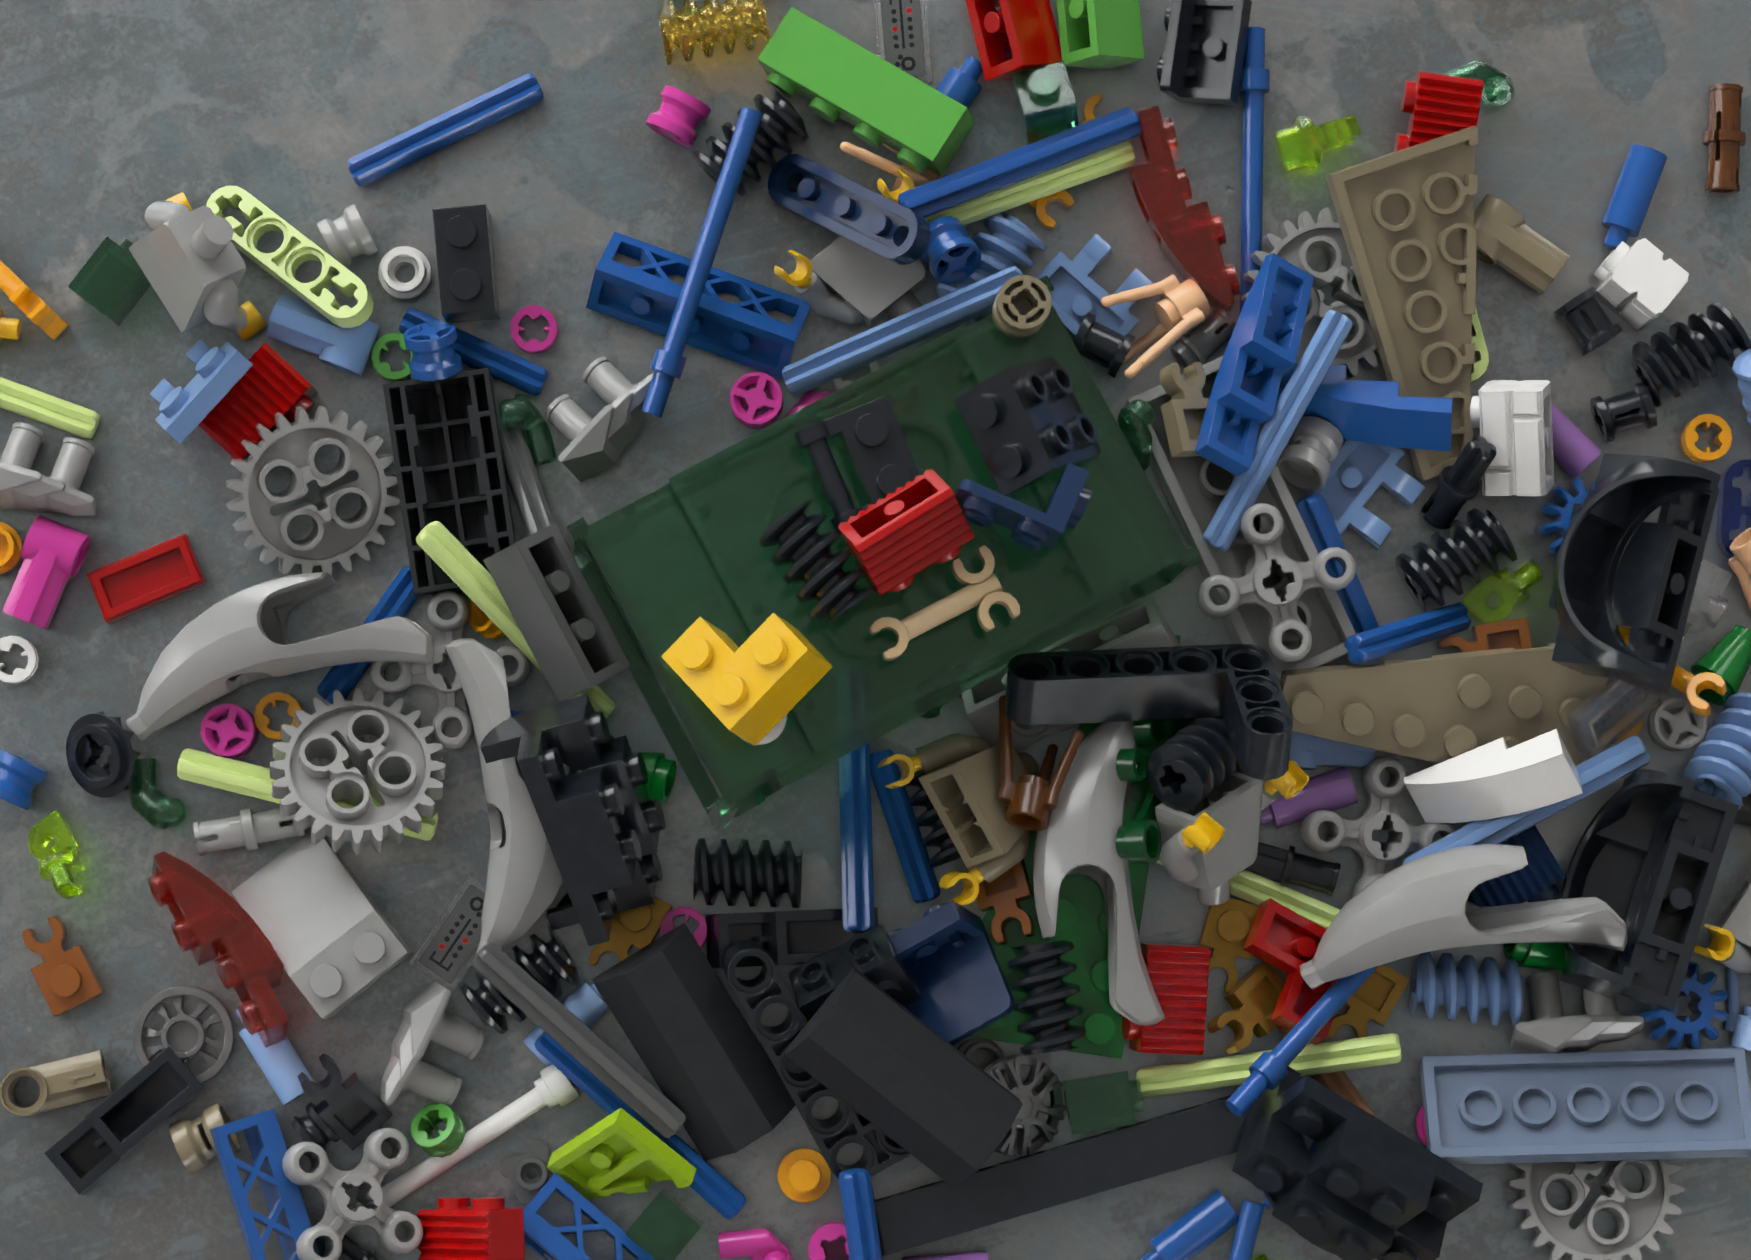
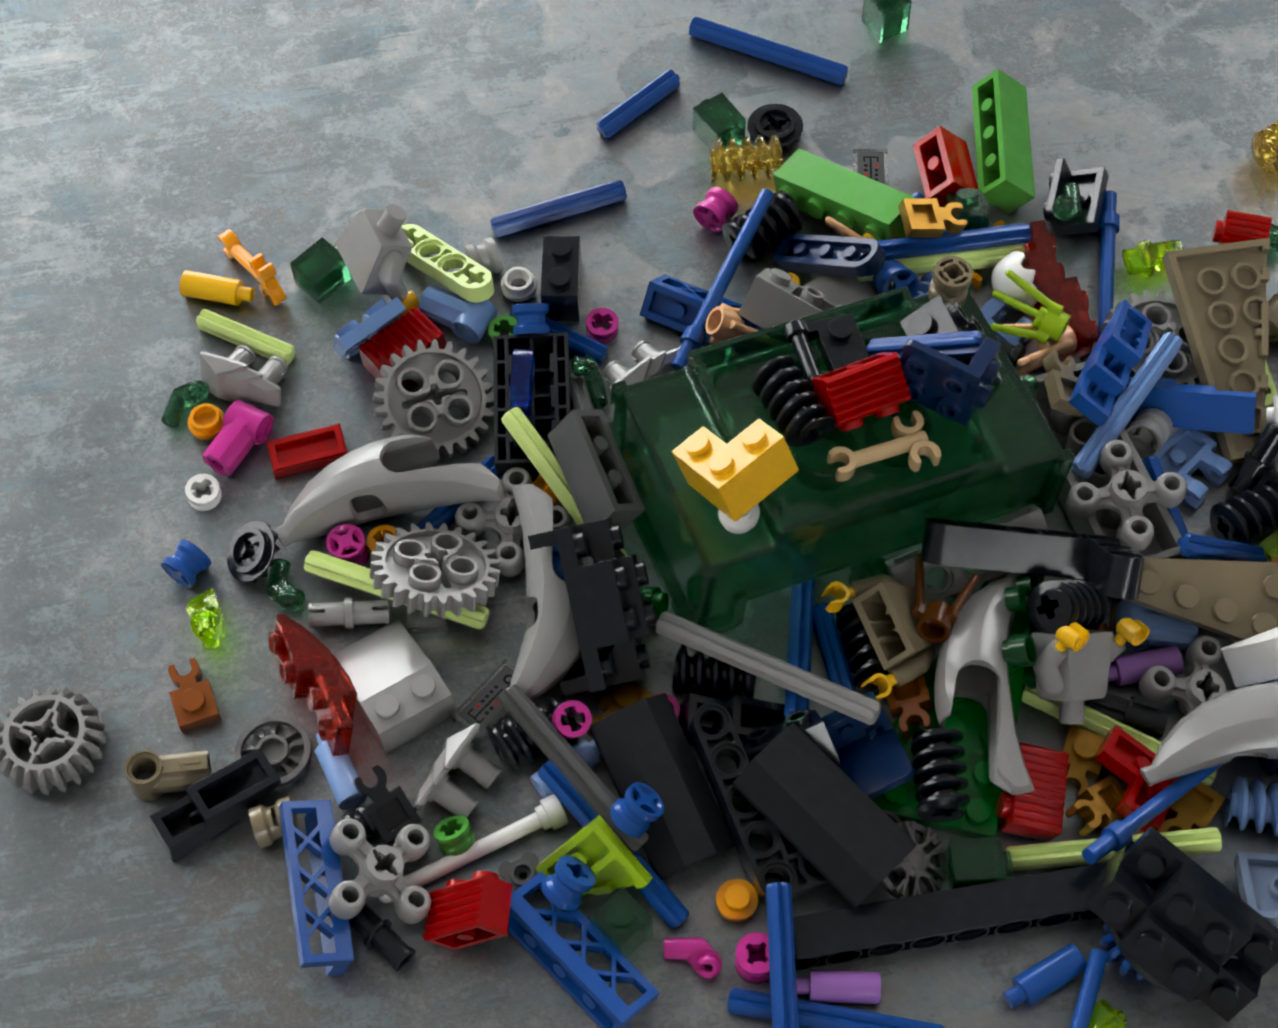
camera: 10 degrees right, 25 degrees down
(435, 470) = (522, 380): none -> clear blue beam
(559, 989) = (577, 708): none -> dark pink bush
(592, 1193) = (568, 883): none -> blue wheel
(681, 1096) = (637, 809): none -> blue wheel
(718, 348) = (725, 324): none -> light nougat plant
(809, 320) = (778, 300): none -> light grey slope
(814, 881) = (769, 668): none -> light grey axle
(986, 146) = (927, 220): none -> pearl gold plate
(989, 457) = (951, 344): none -> blue axle
(1113, 218) = (1005, 285): none -> white hair
(1167, 296) = (1049, 322): none -> lime plant
(1196, 75) = (1068, 204): none -> clear green arm

